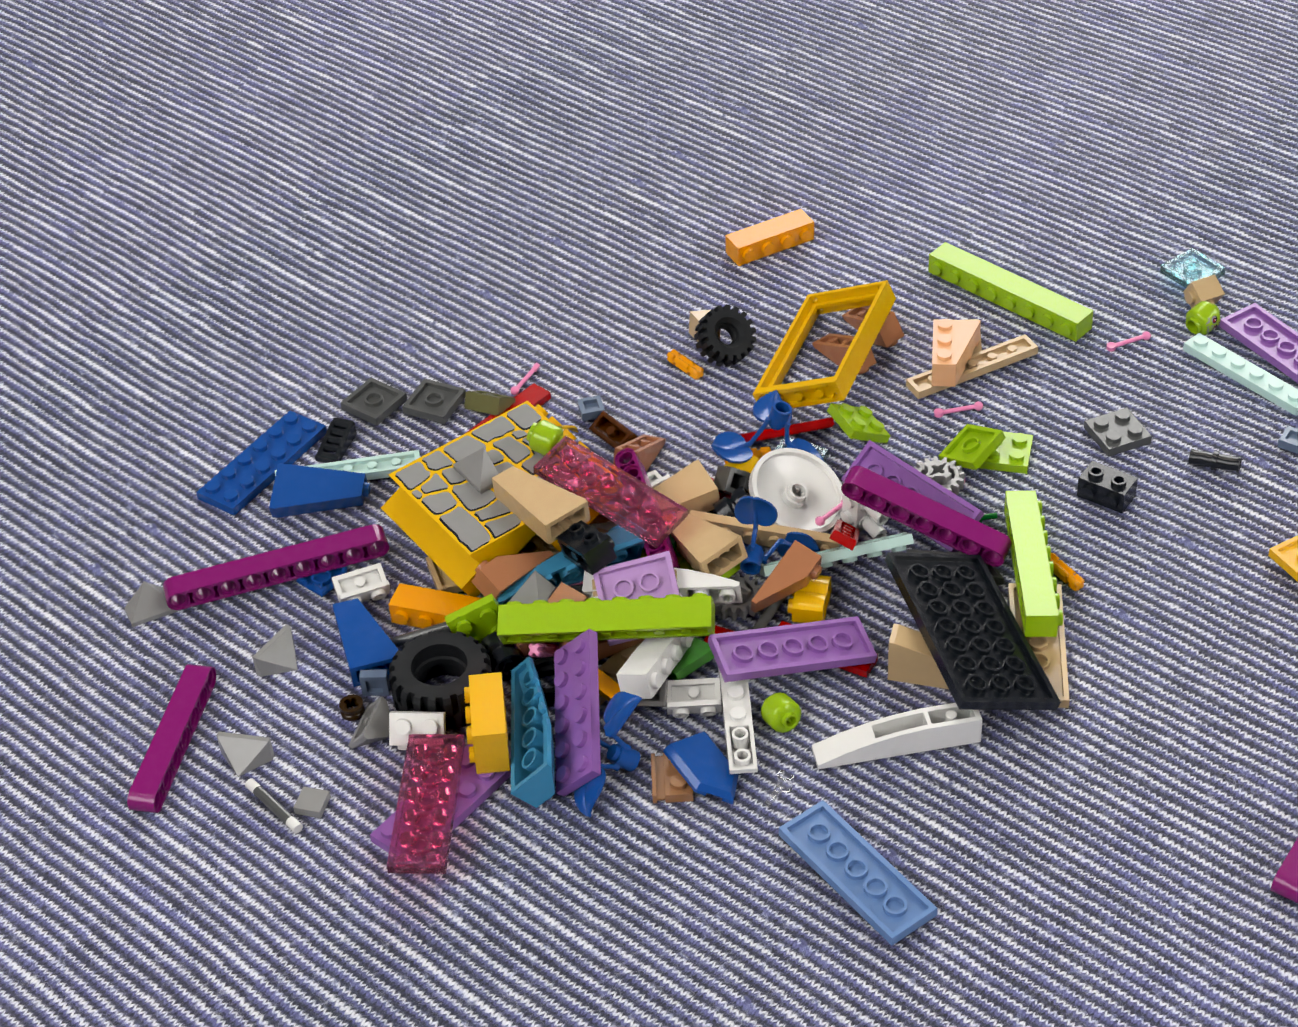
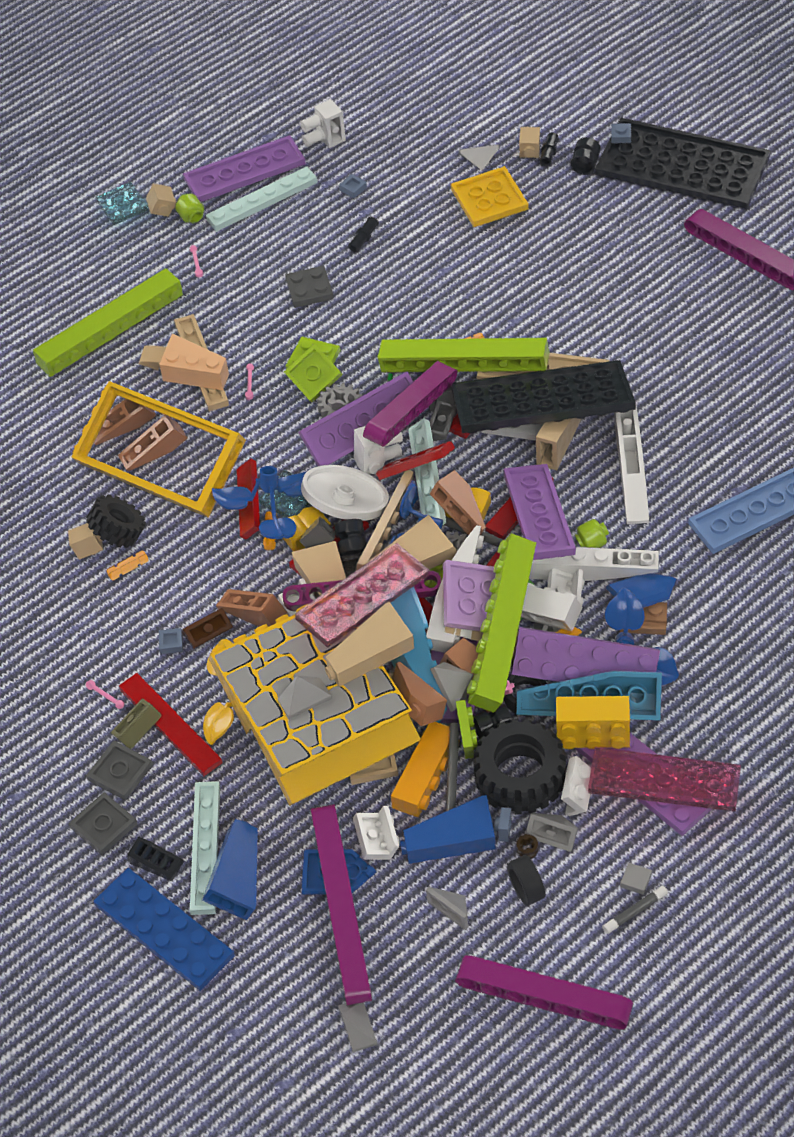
camera: 80 degrees left, 10 degrees up
(245, 751) = (573, 933): light grey slope -> none
(288, 690) = (526, 880): none -> black tyre
(544, 436) = (283, 635): lime head -> none
(587, 547) = (426, 618): black brick -> none
(782, 785) = (661, 547): clear hand -> none
(820, 520) = (354, 466): bright pink hinge -> none
(858, 423) = (261, 443): lime plate -> none
(1107, 486) = (379, 301): black brick -> none

